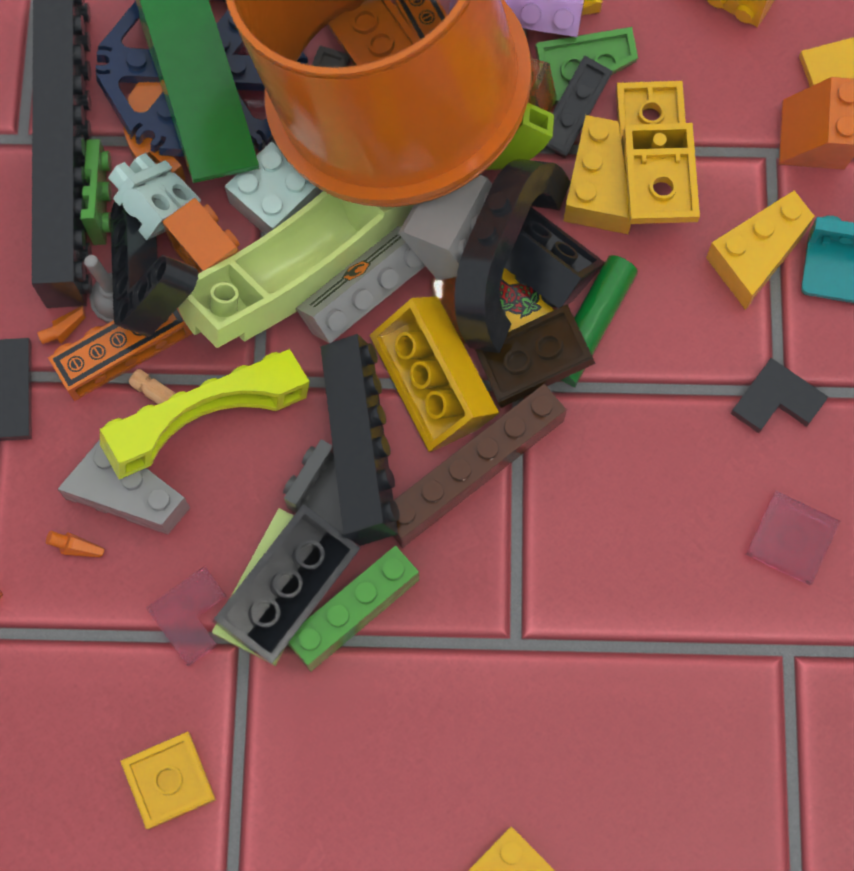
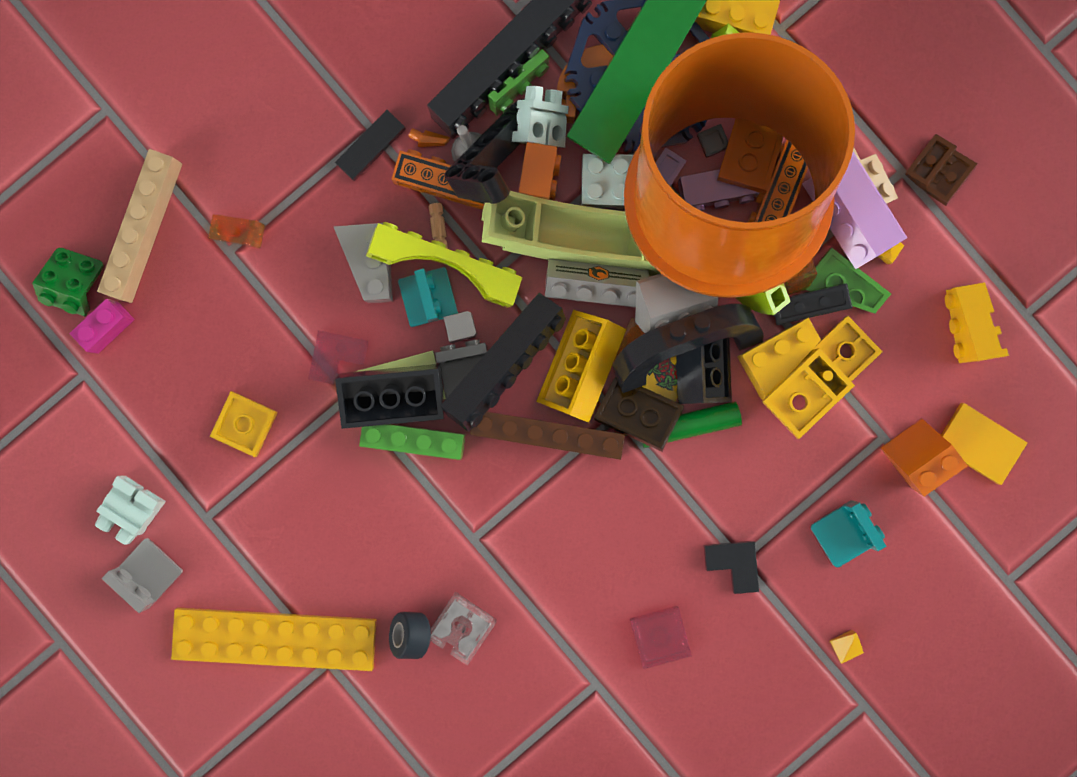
camera: 45 degrees right, 15 degrees up
(73, 545) = (317, 260): orange bar -> none
(219, 464) = (427, 296): none -> teal bracket
(280, 457) = (460, 326): none -> light grey piece
(560, 795) = (409, 635): none -> black wheel
(597, 718) = (469, 616): none -> piece
(759, 245) = (814, 482): yellow wedge -> none

